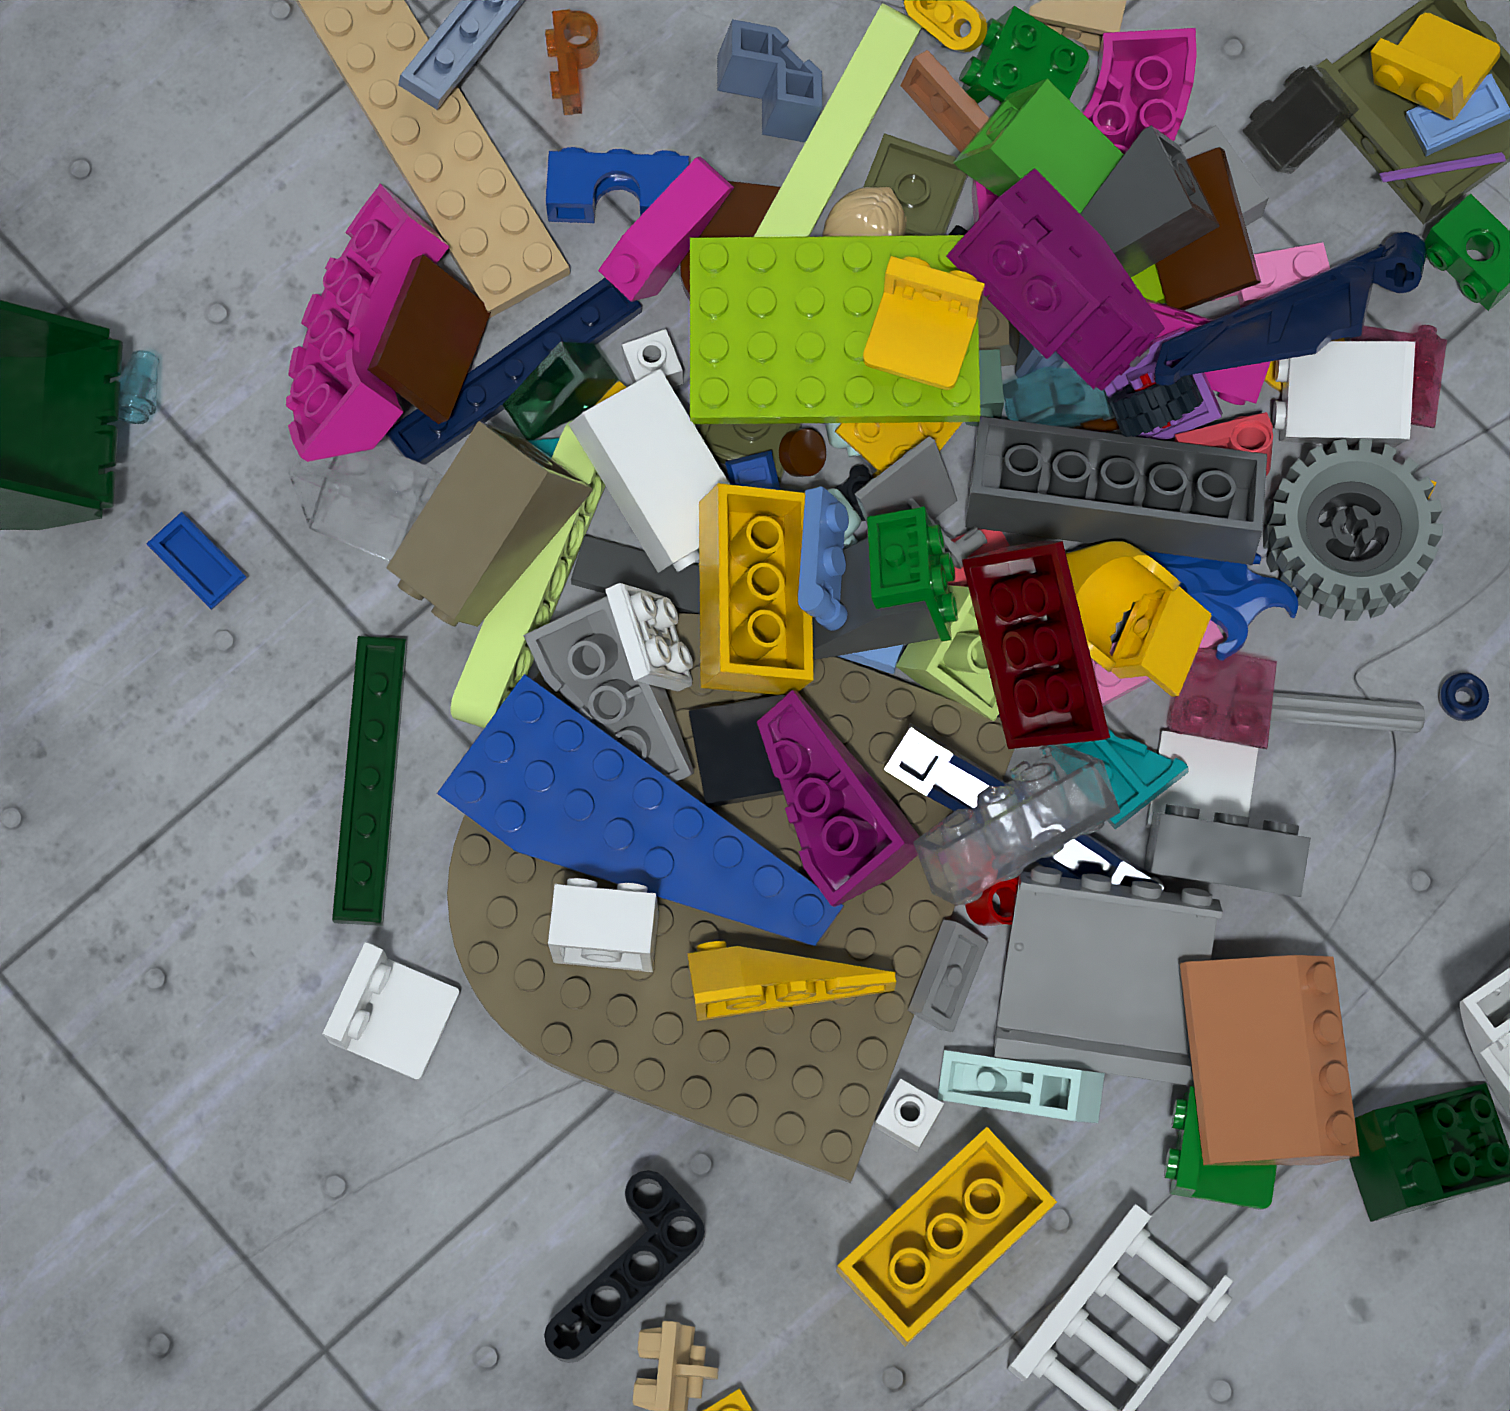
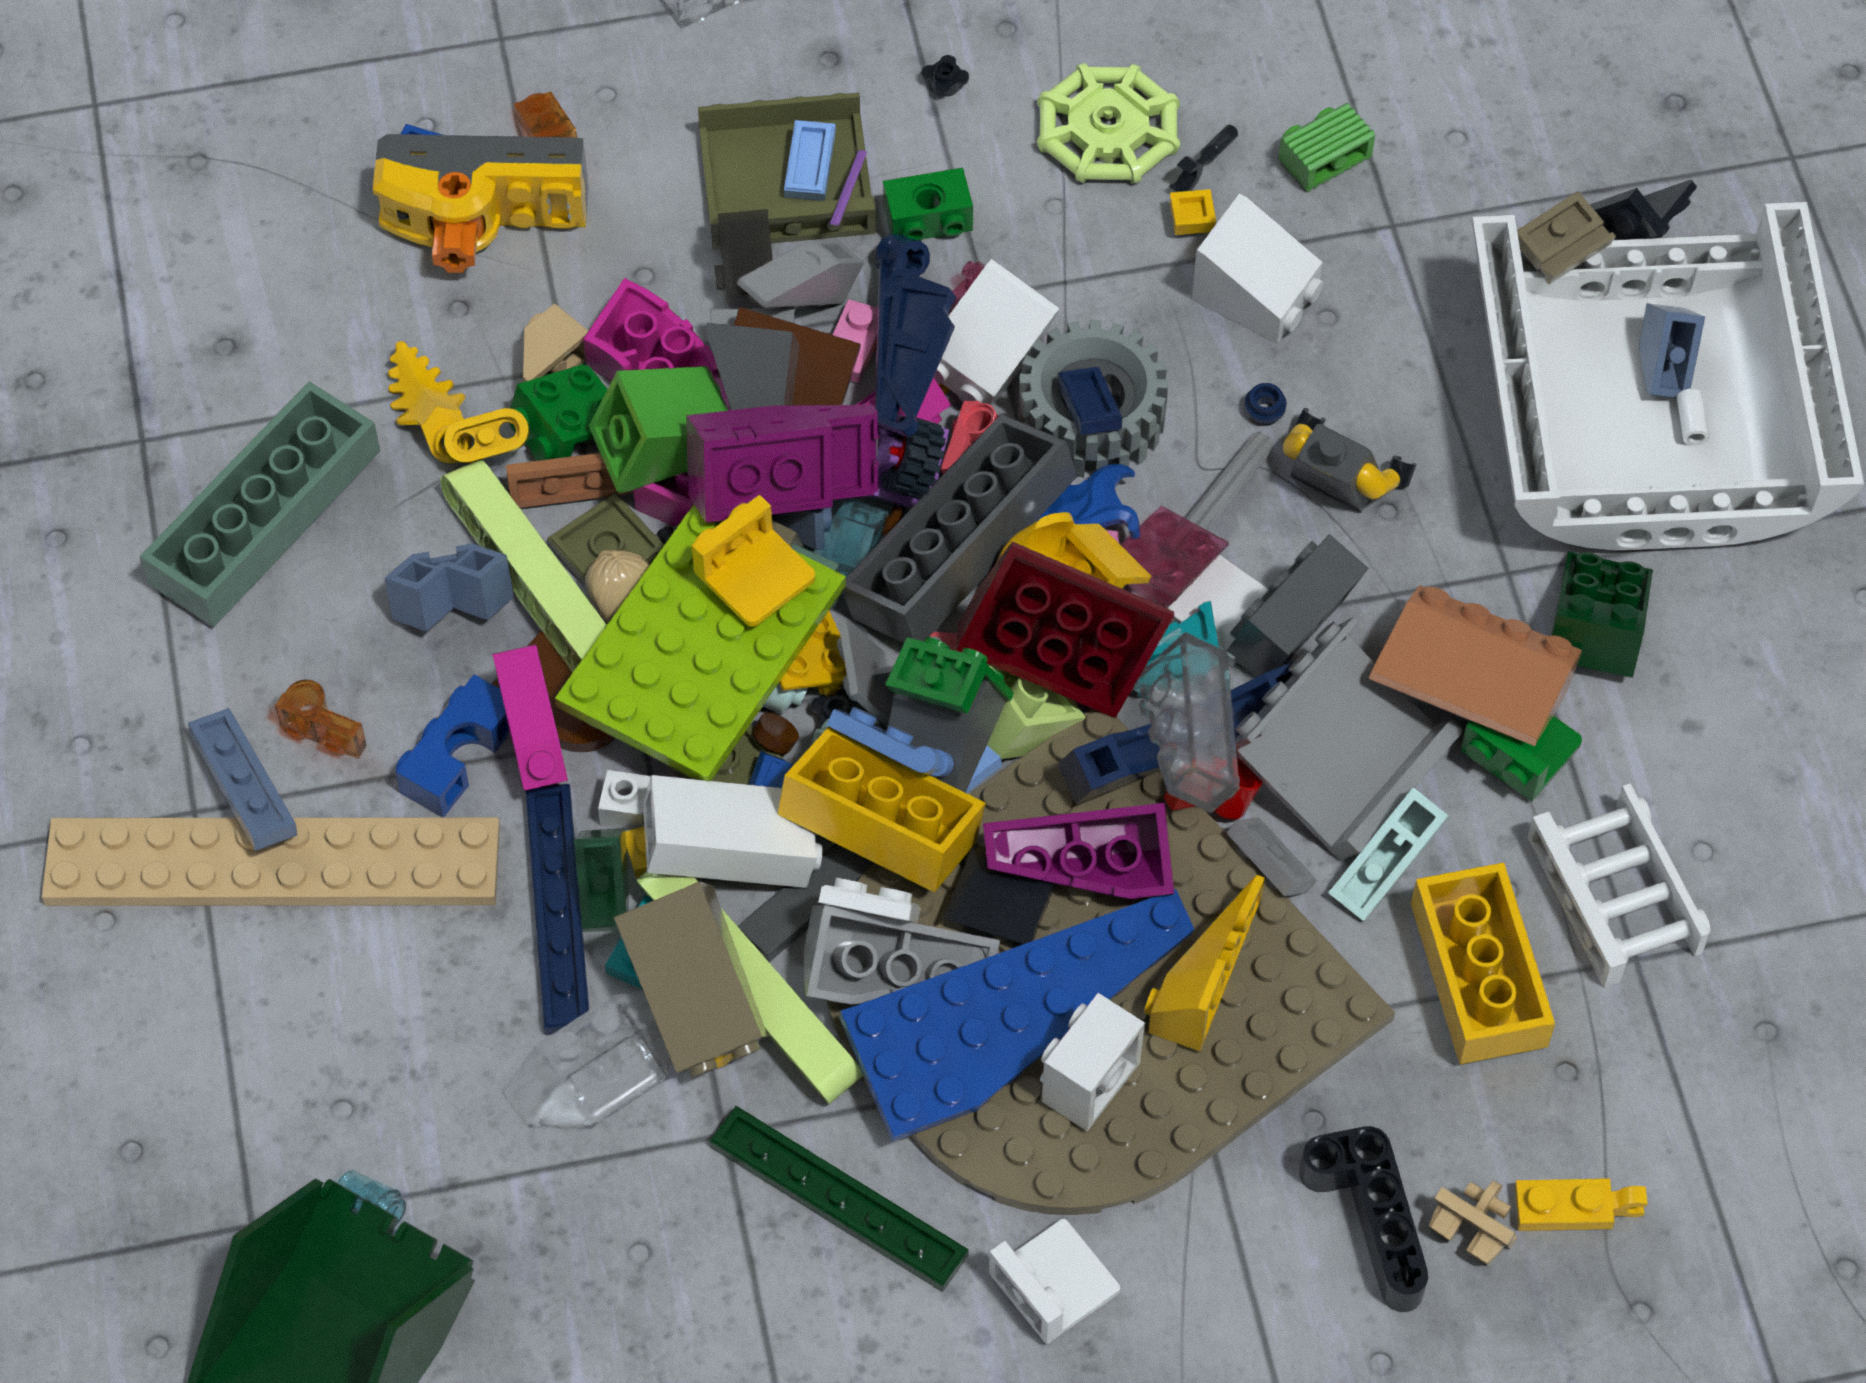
camera: 60 degrees left, 15 degrees down
(196, 560) = (557, 1233): blue tile -> none
(333, 395) = (440, 999): dark pink brick -> none
(430, 339) = (498, 940): reddish brown tile -> none
(908, 1132) = (1365, 954): white plate -> none
(1305, 186) = (808, 275): none -> light grey slope
(1331, 527) = (1089, 400): none -> dark blue tile
(1425, 806) = (1340, 464): none -> torso
(1434, 64) = (765, 147): yellow bracket -> none

